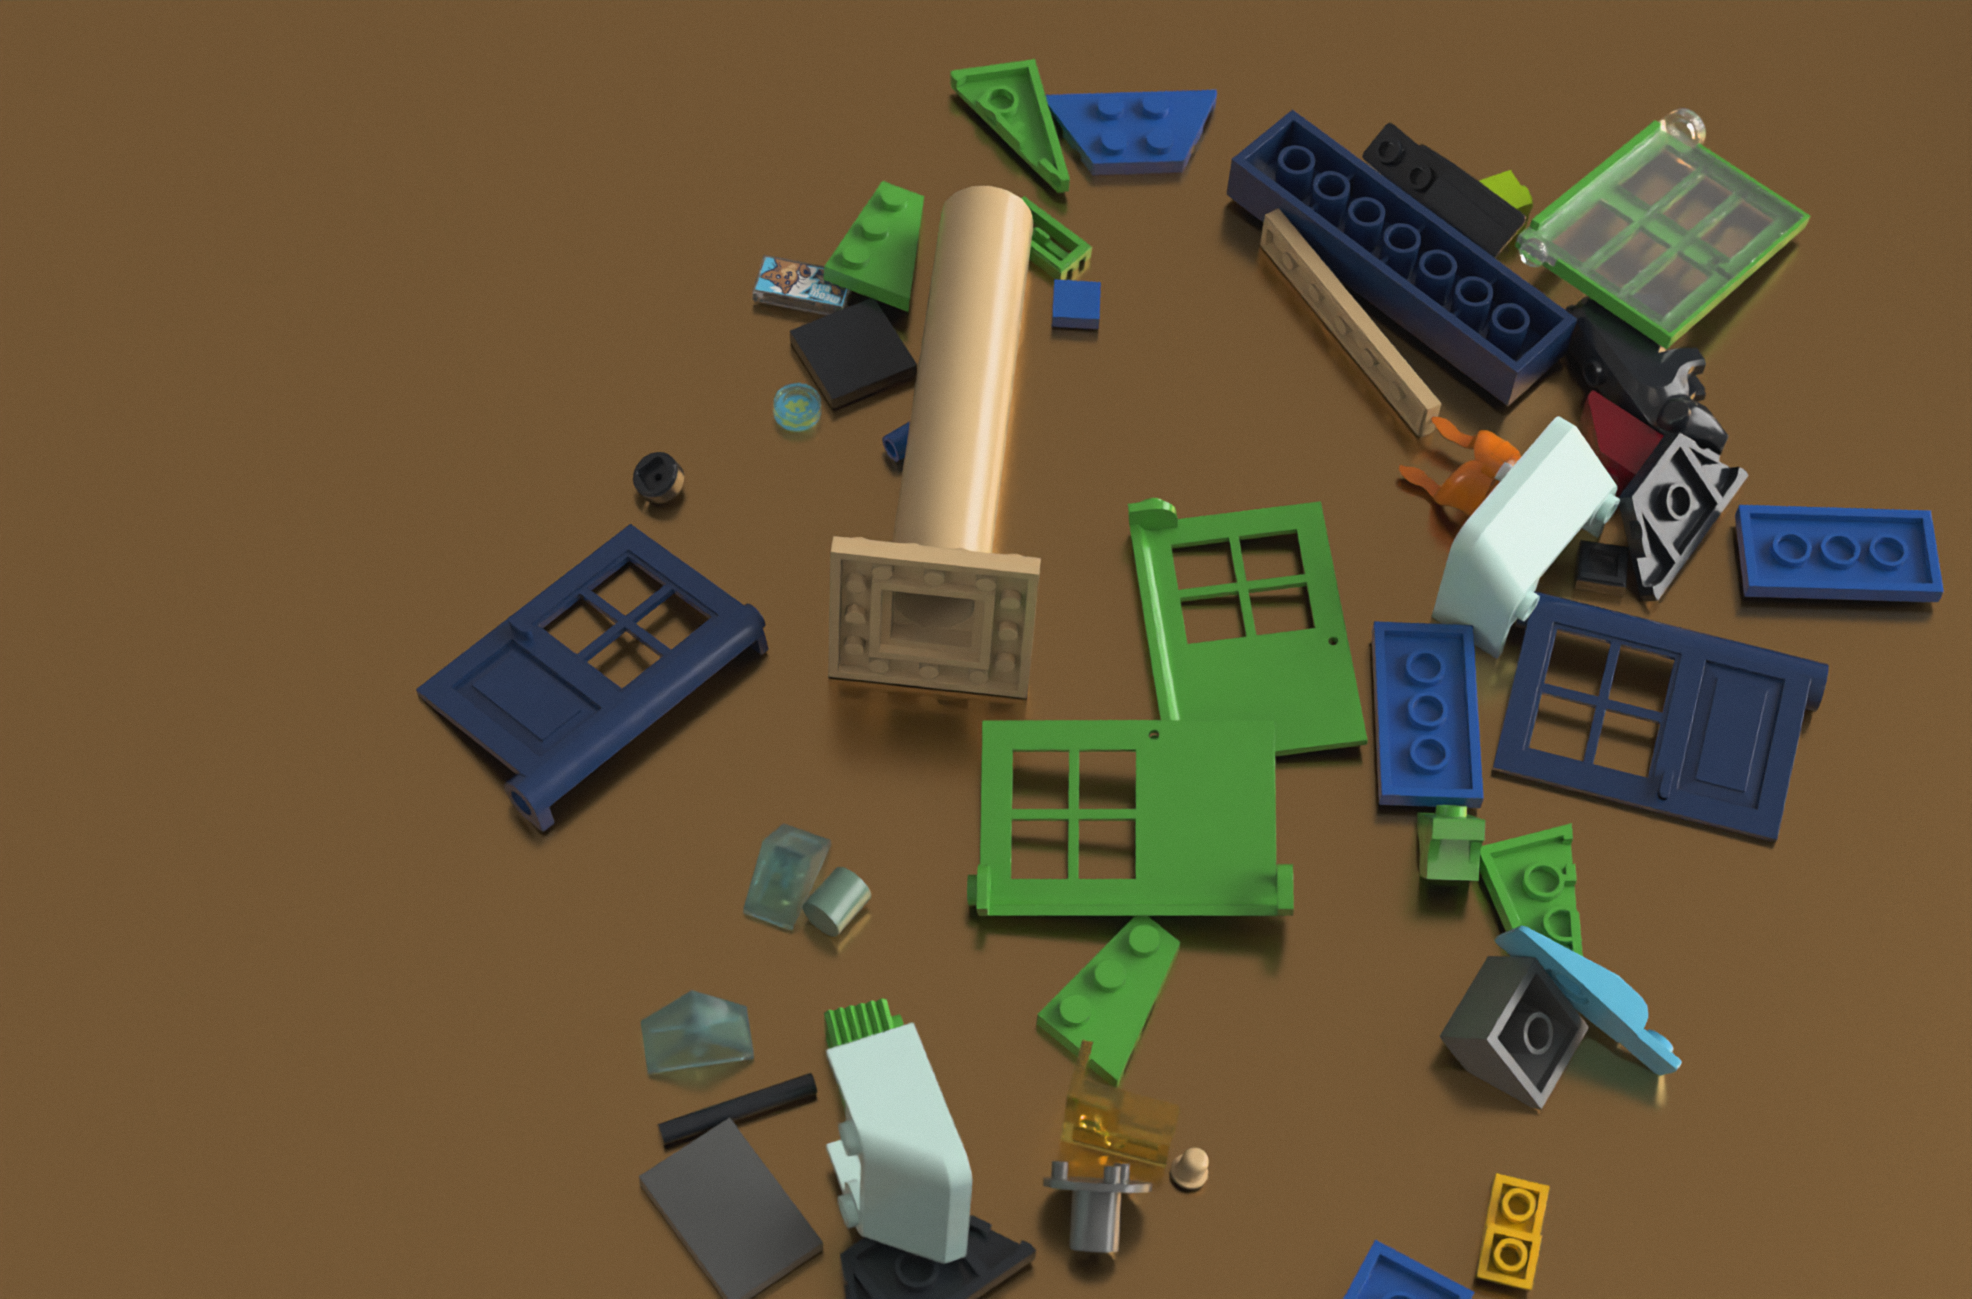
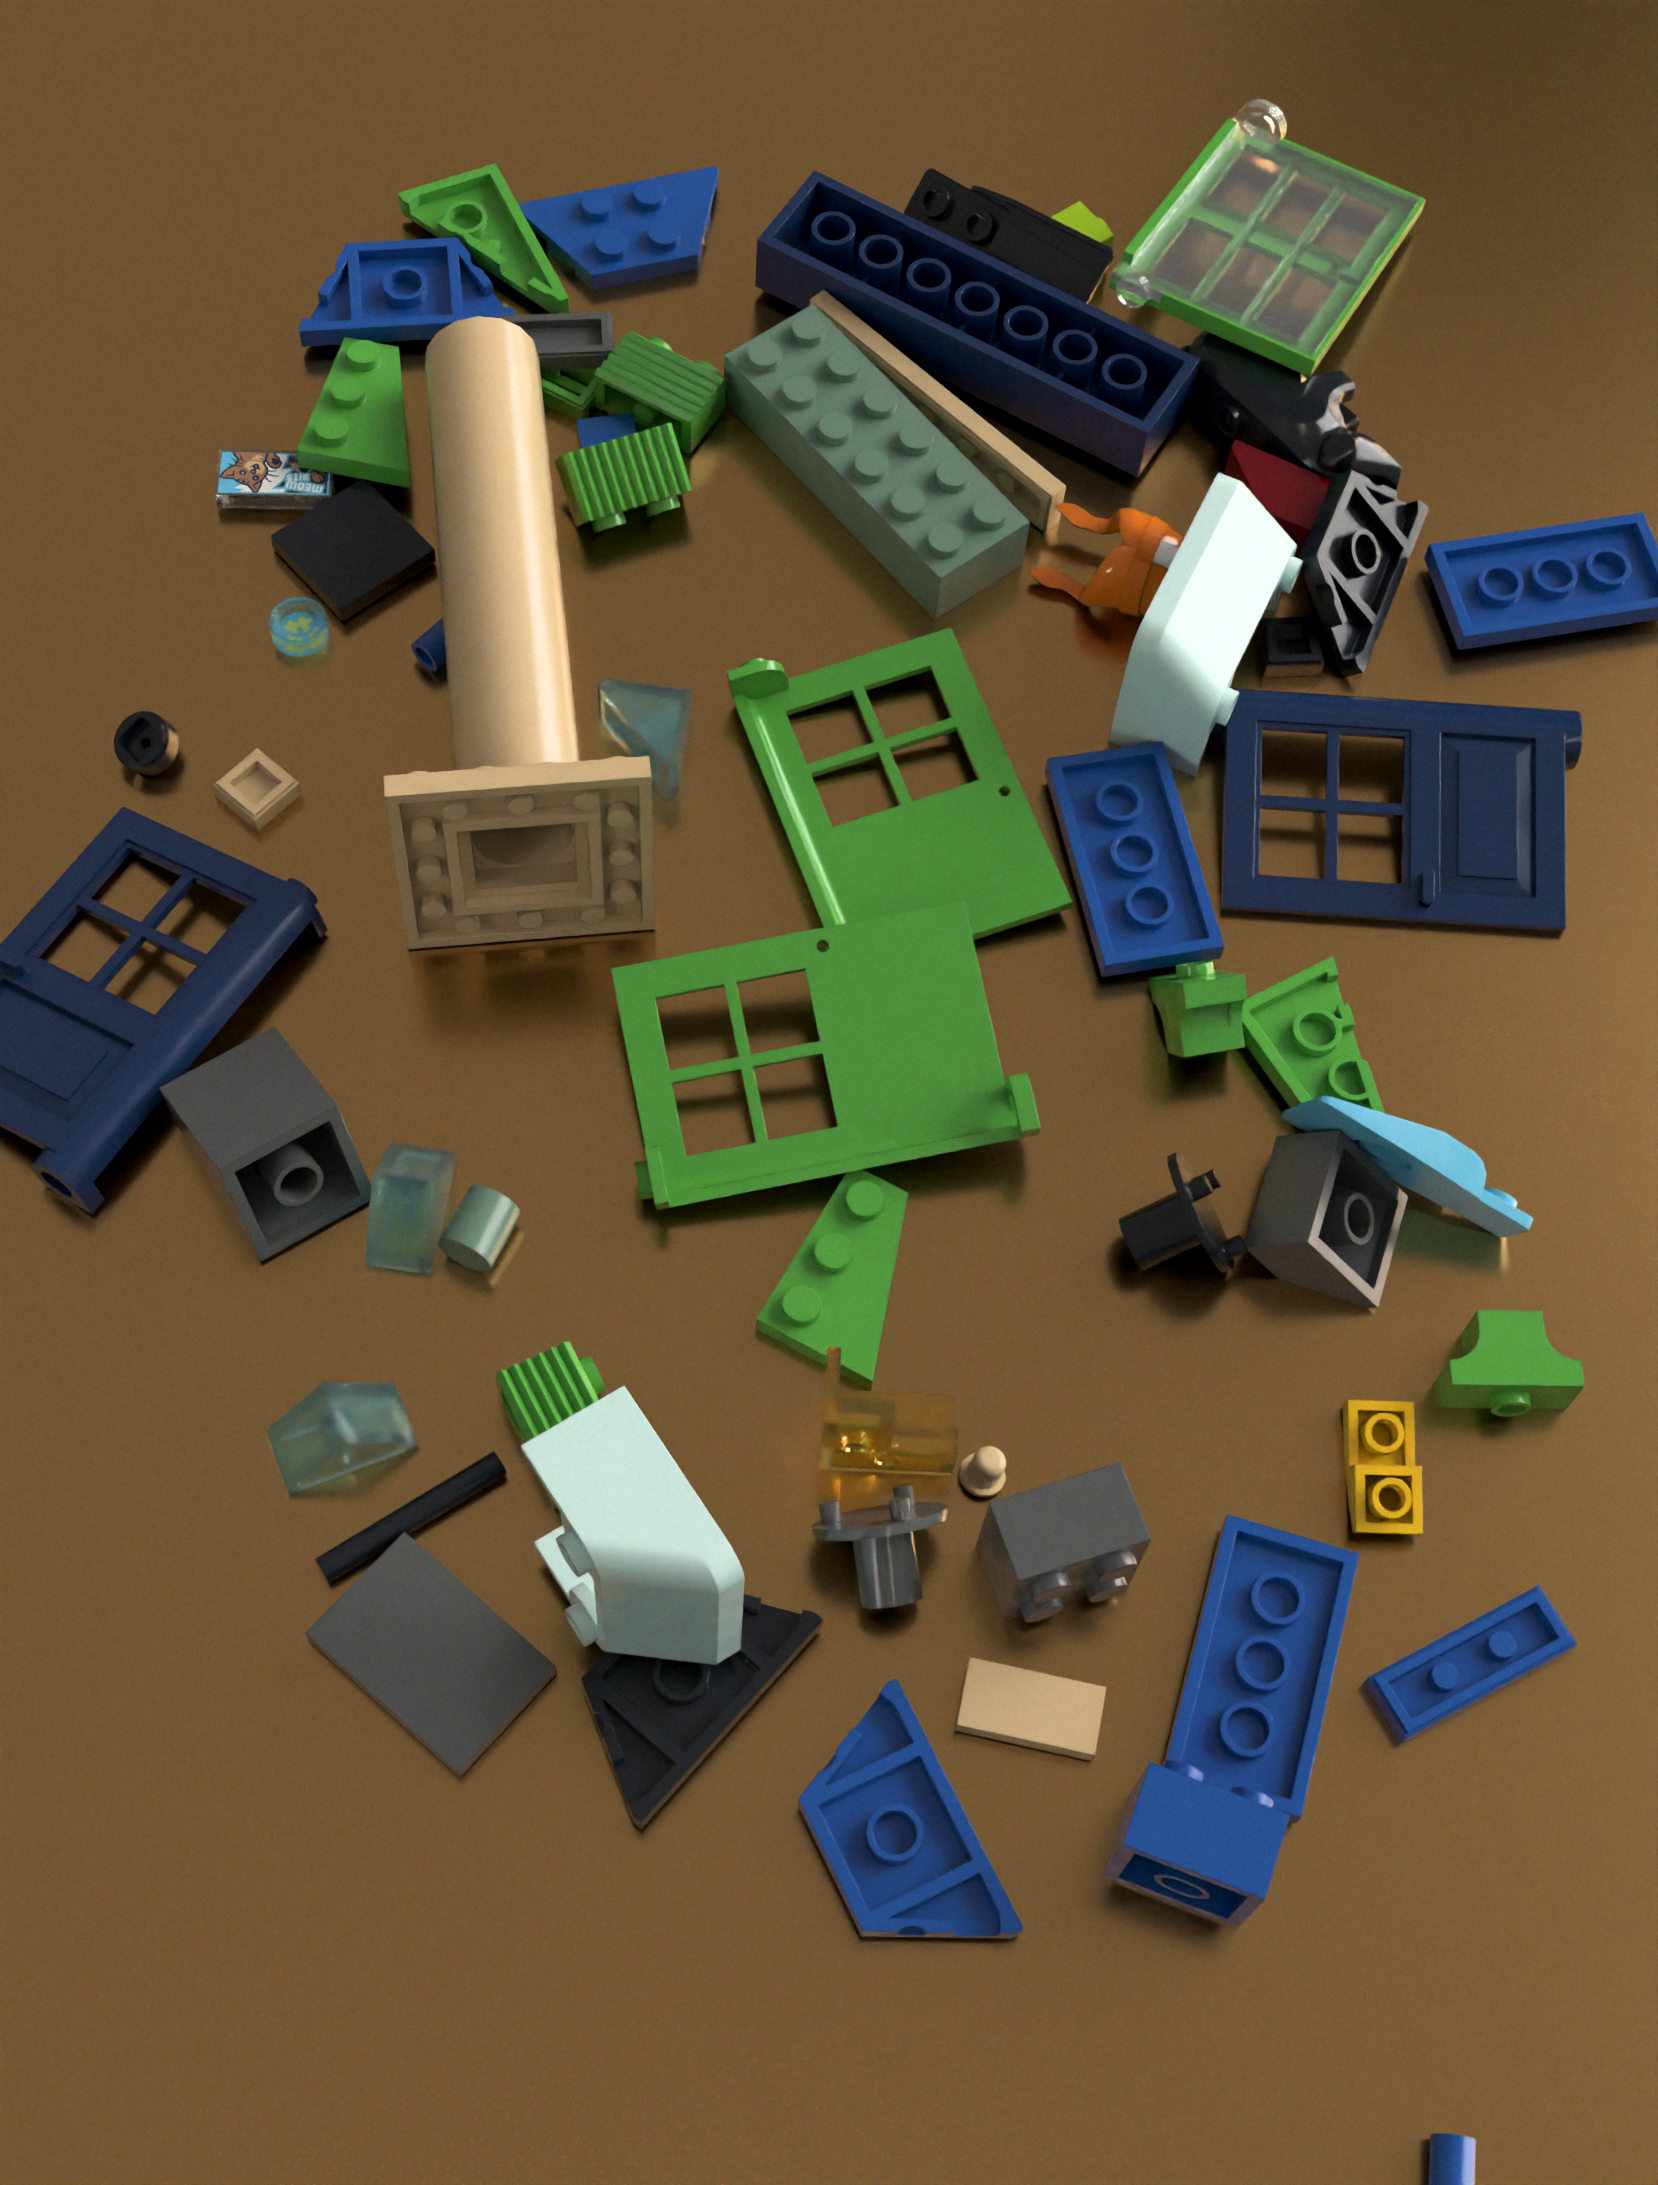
camera: 15 degrees left, 5 degrees up
(689, 803) = (269, 1142): none -> dark grey slope
(737, 529) = (257, 789): none -> tan tile
(936, 153) = (399, 292): none -> blue wing
(1059, 537) = (651, 724): none -> clear light blue slope
(1061, 213) = (568, 339): none -> dark grey tile
(1081, 333) = (623, 477): none -> bright green brick
(1128, 267) = (660, 388): none -> bright green brick
(1236, 1230) = (1062, 1543): none -> dark grey brick
(1290, 356) = (875, 461): none -> sand green brick
(1394, 1006) = (1181, 1222): none -> black piece
(1633, 1175) = (1508, 1367): none -> bright green brick

